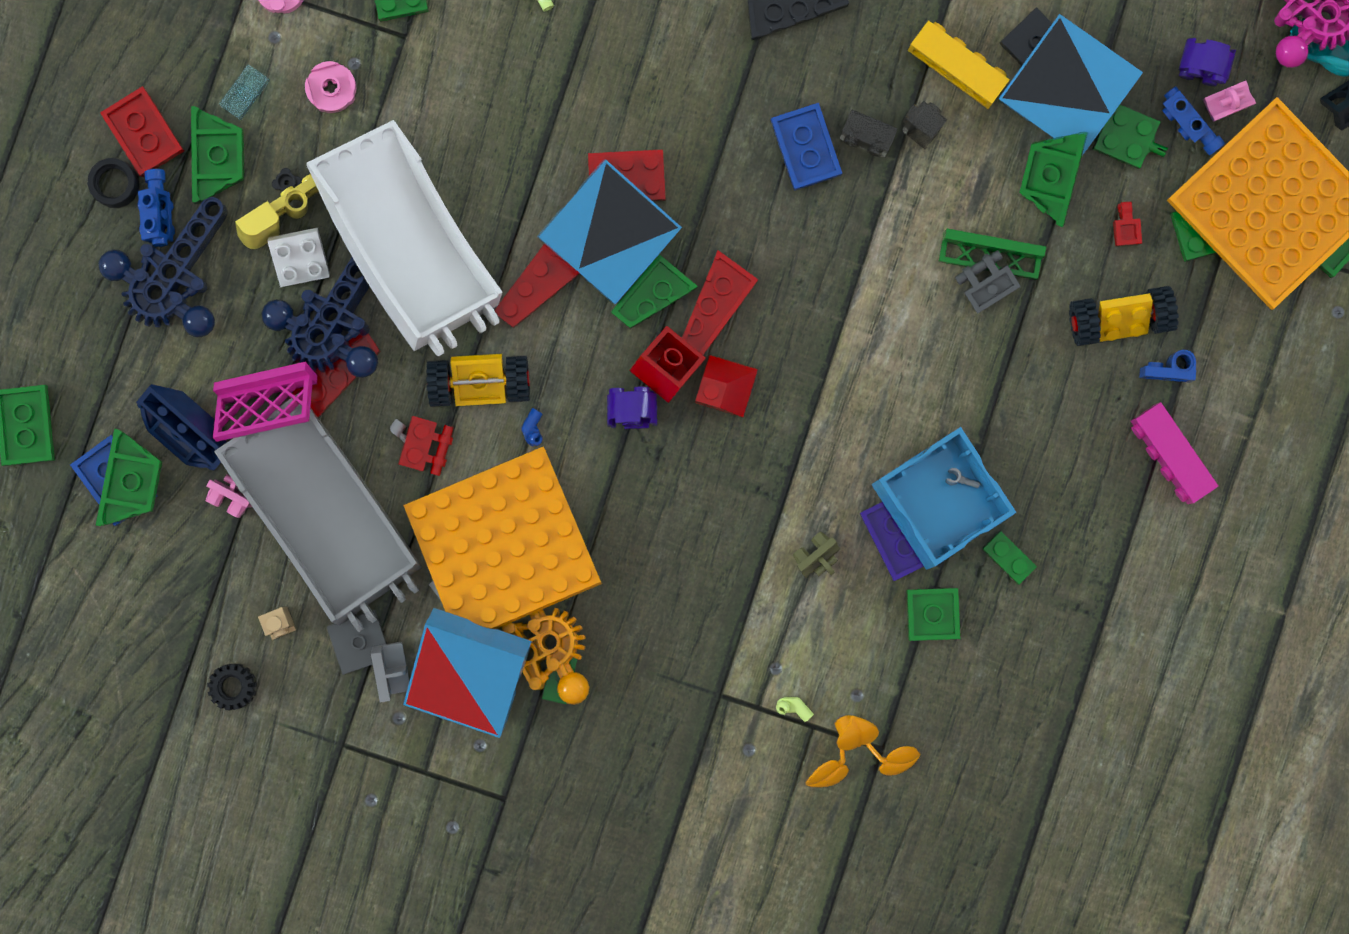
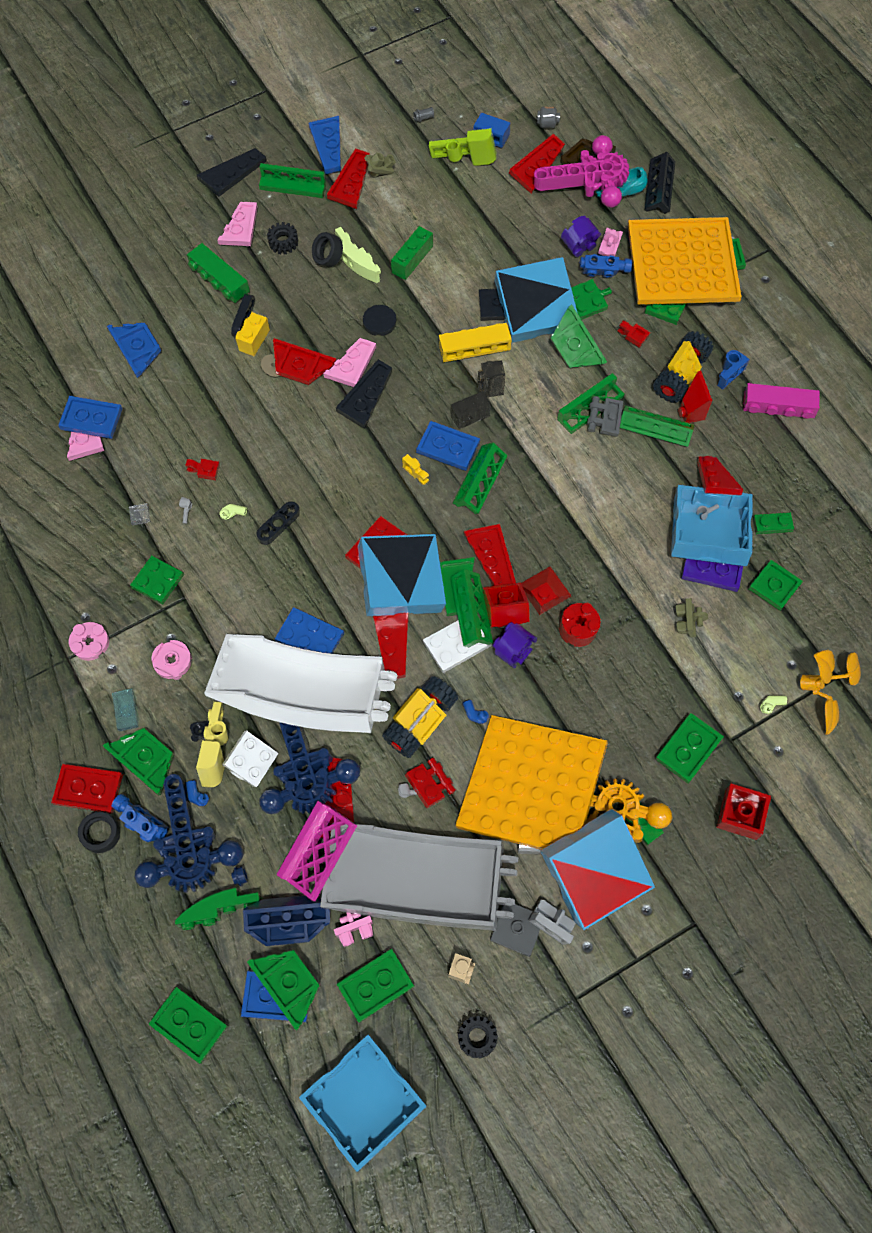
camera: 45 degrees left, 20 degrees down
(92, 635) = (363, 1103): none -> dark azure tile
(134, 352) = (208, 909): none -> green slope
(187, 349) = (239, 876): none -> dark blue plate
(198, 558) = (375, 985): none -> green plate
(223, 238) = (194, 796): none -> blue arm
(472, 196) = (309, 633): none -> blue plate
(572, 61) = (291, 517): none -> black beam
(592, 348) = (448, 649): none -> white plate
(631, 330) = (468, 607): none -> green fence
(648, 764) = (744, 811): none -> red brick
(674, 663) = (689, 748): none -> green plate
(727, 449) = (571, 621): none -> red brick
(749, 132) = (412, 466): none -> yellow plate
(797, 207) = (470, 485): none -> green fence
(1007, 459) = (716, 477): none -> red wing
(1023, 345) = (656, 426): none -> green fence
(1087, 363) = (696, 400): none -> red slope

